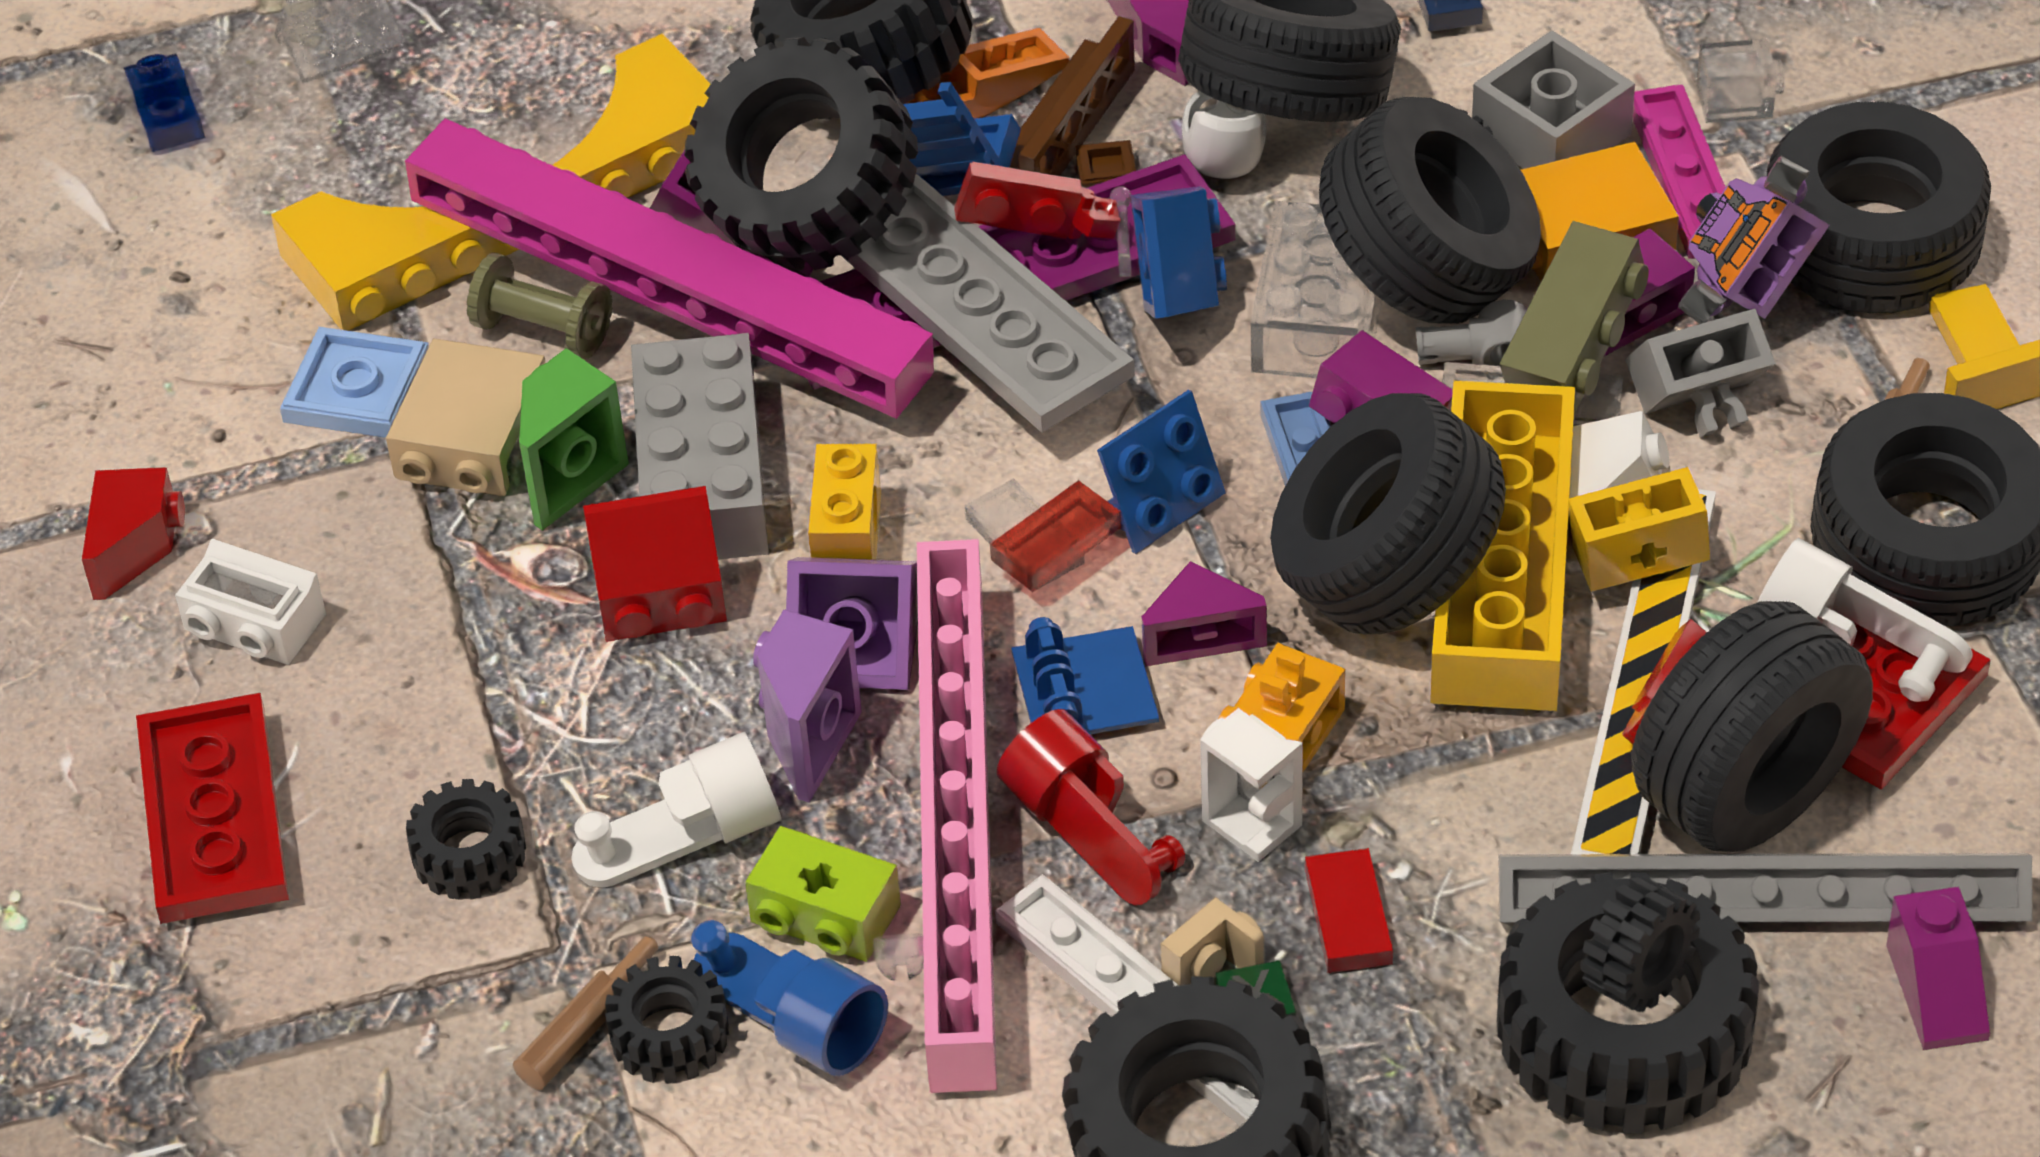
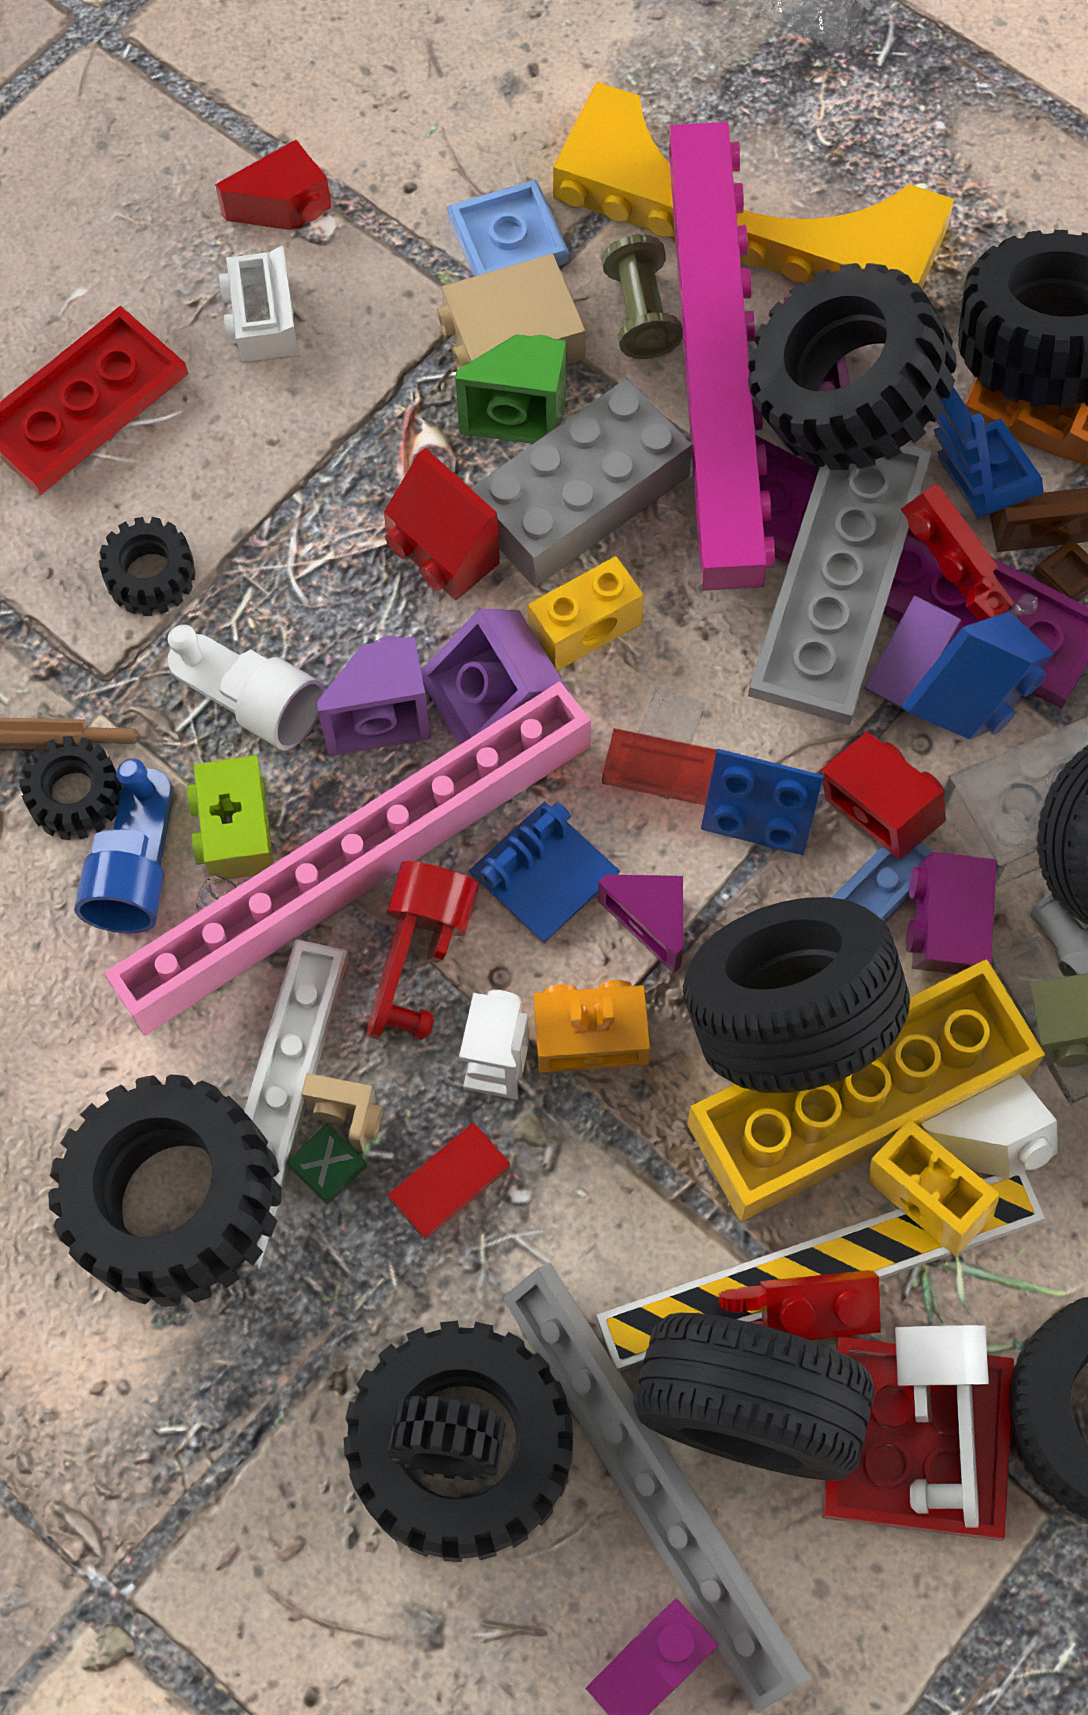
camera: 55 degrees right, 20 degrees up
(1094, 289) = (912, 650): none -> medium lavender tile
(1233, 381) = (884, 794): none -> red brick

